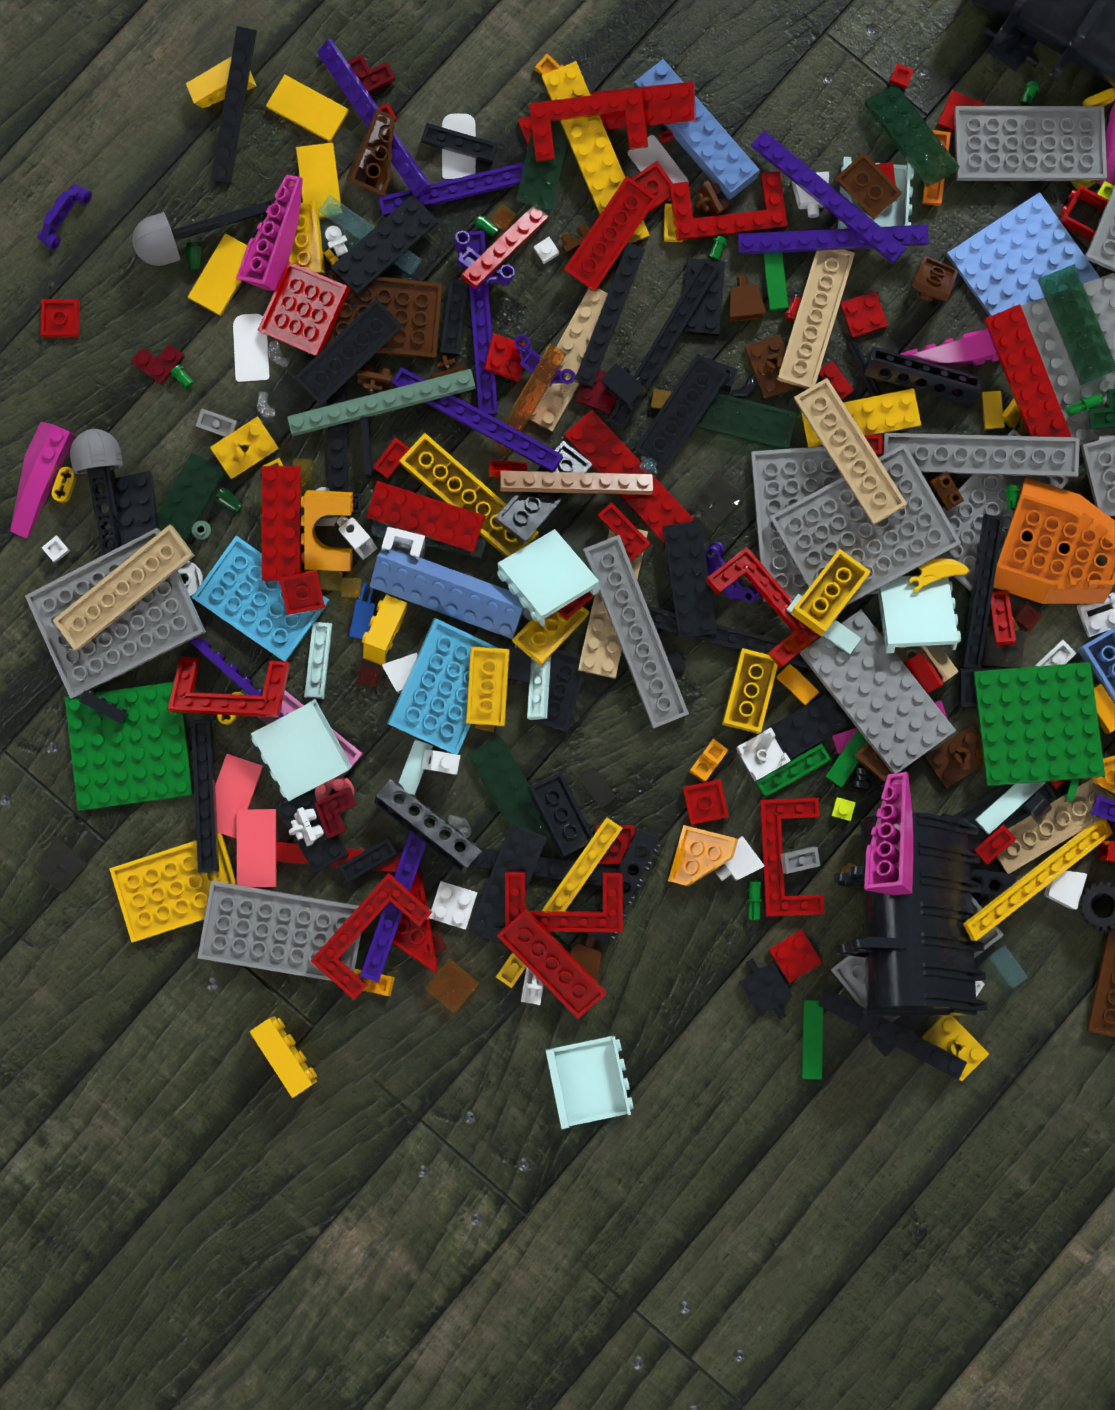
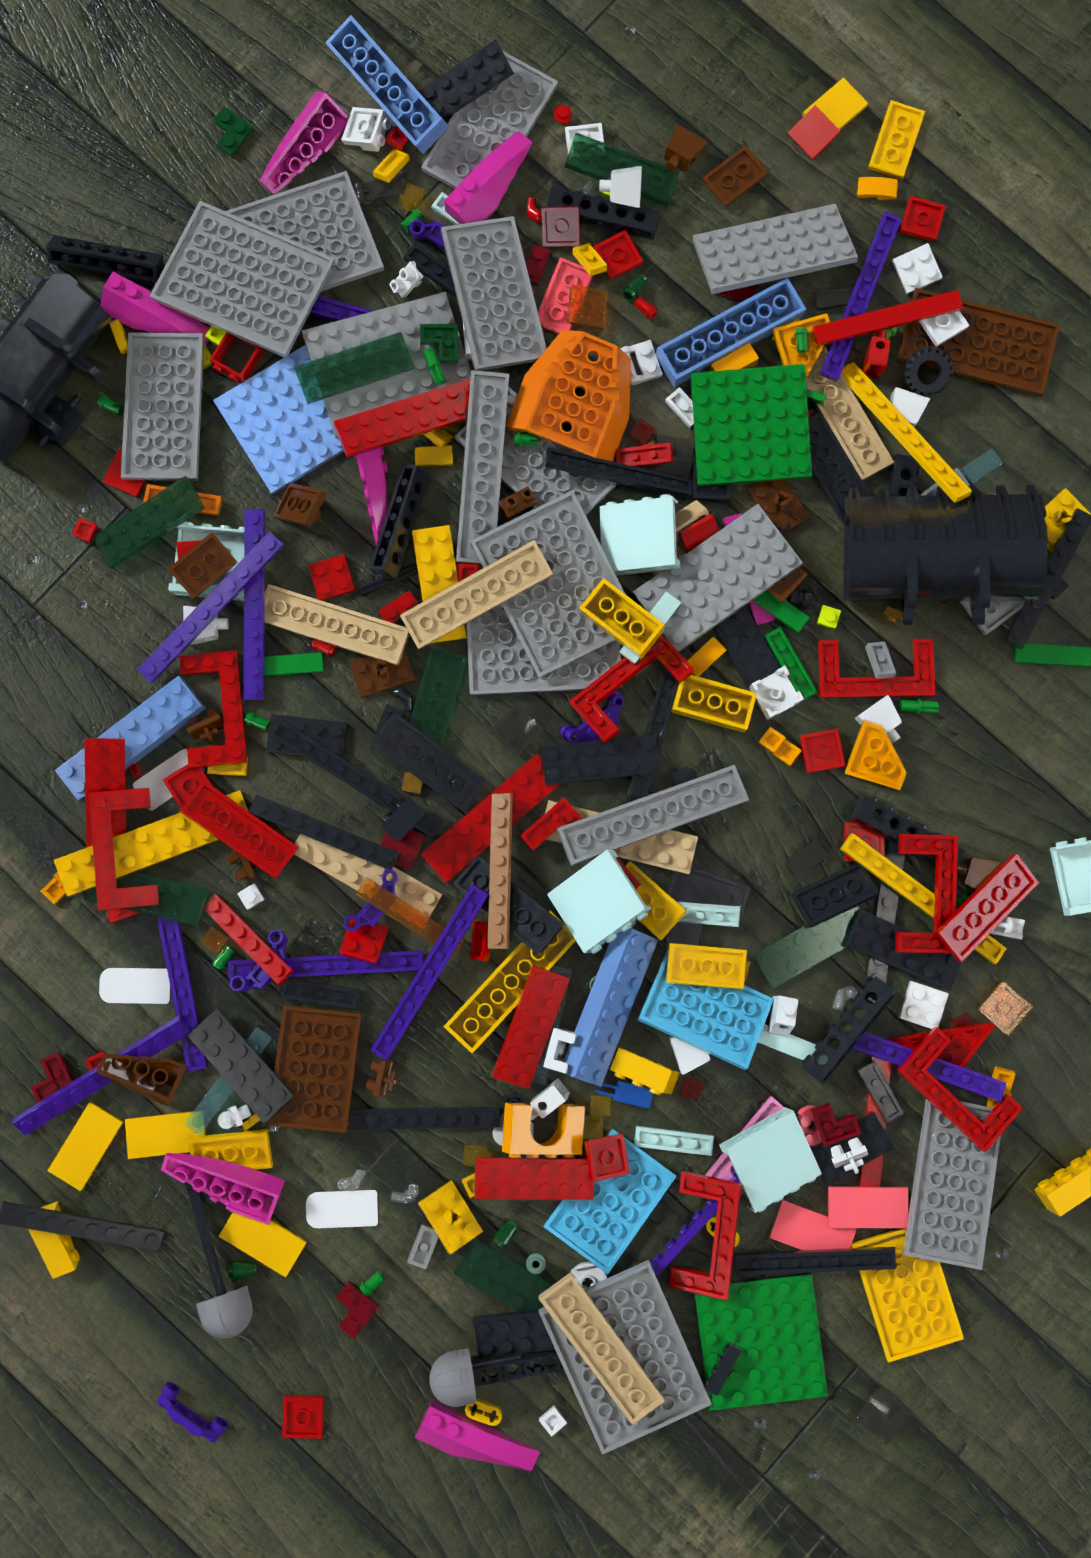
camera: 90 degrees left, 0 degrees up
(303, 309) = (306, 1152): plate -> none
(348, 351) = (355, 1105): black plate -> none
(367, 449) = (454, 1087): black tile -> none
(381, 402) = (408, 1072): sand green plate -> none
(390, 458) = (466, 1061): red plate -> none
(446, 363) = (380, 1008): reddish brown hips -> none
(459, 143) = (132, 985): black plate -> none
(648, 465) = (482, 797): clear light blue plate -> none
(745, 301) = (314, 695): reddish brown torso -> none
(766, 989) = (1004, 698): black plate -> none
(795, 956) = (972, 668): red plate -> none
(891, 847) = (887, 565): dark pink wedge -> none
(936, 570) = (597, 514): yellow piece -> none
(995, 844) = (867, 472): red plate -> none
(1006, 805) = (830, 461): light aqua tile -> none
(1037, 806) = (829, 431): black brick -> none

